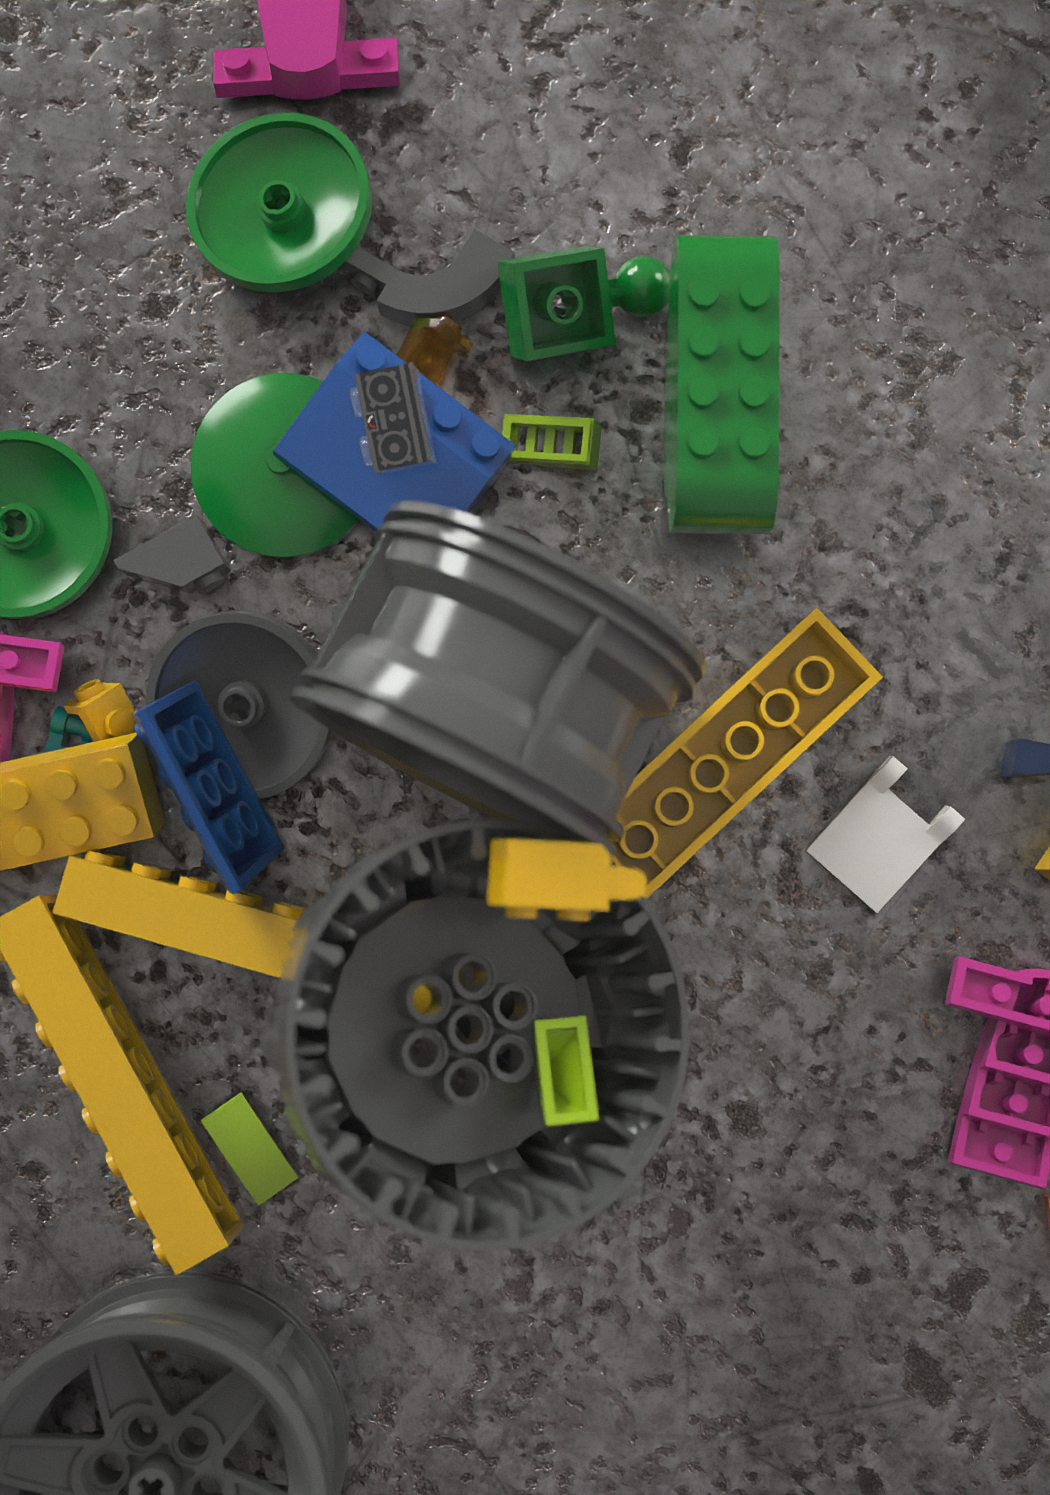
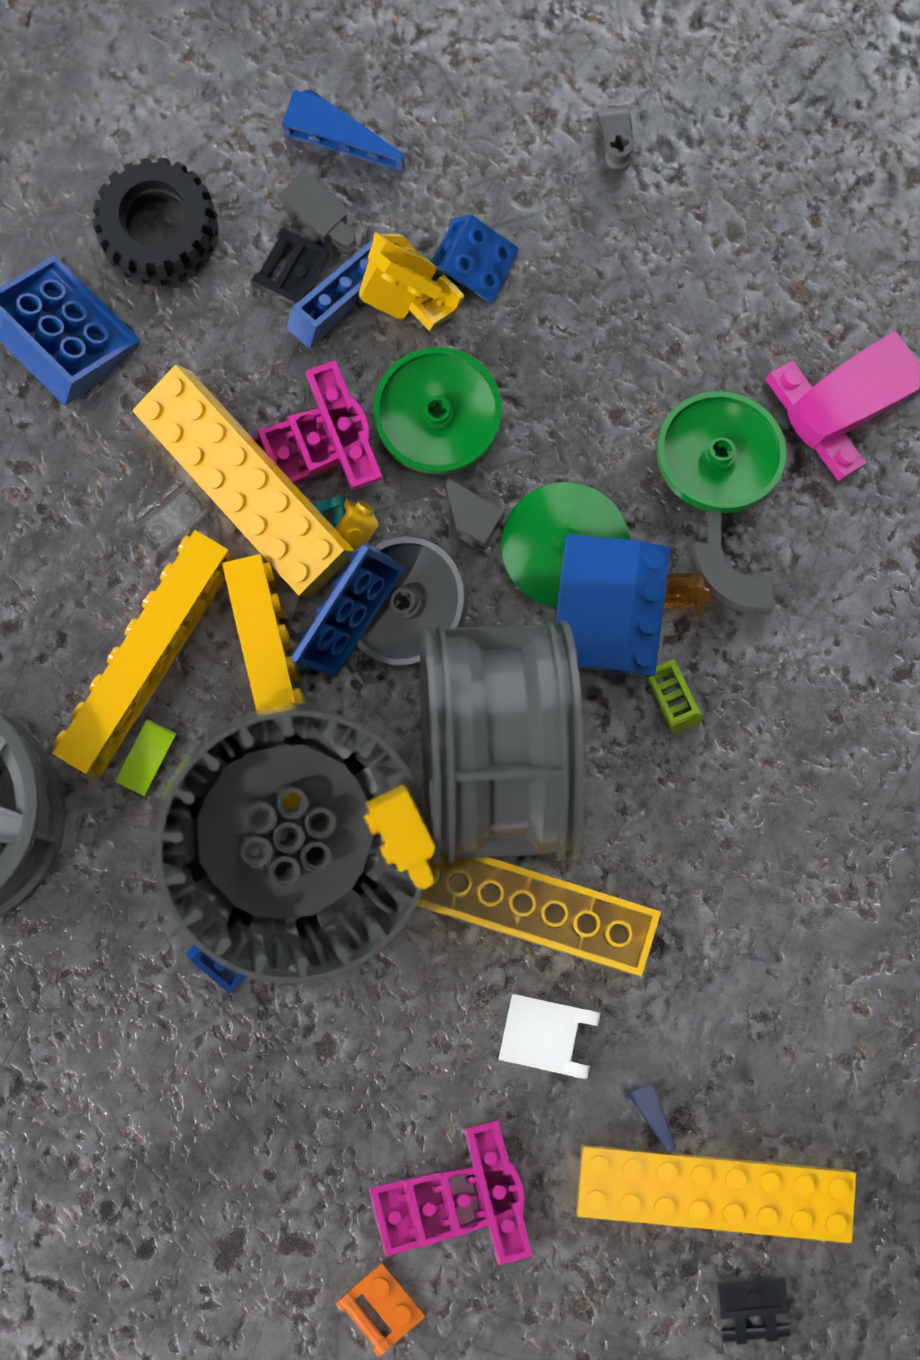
camera: 65 degrees right, 5 degrees down
(393, 419) = (624, 594): brick -> none
(564, 1071) = (295, 907): lime slope -> none
(586, 294) = (757, 671): green brick -> none
(722, 385) = (757, 775): green brick -> none

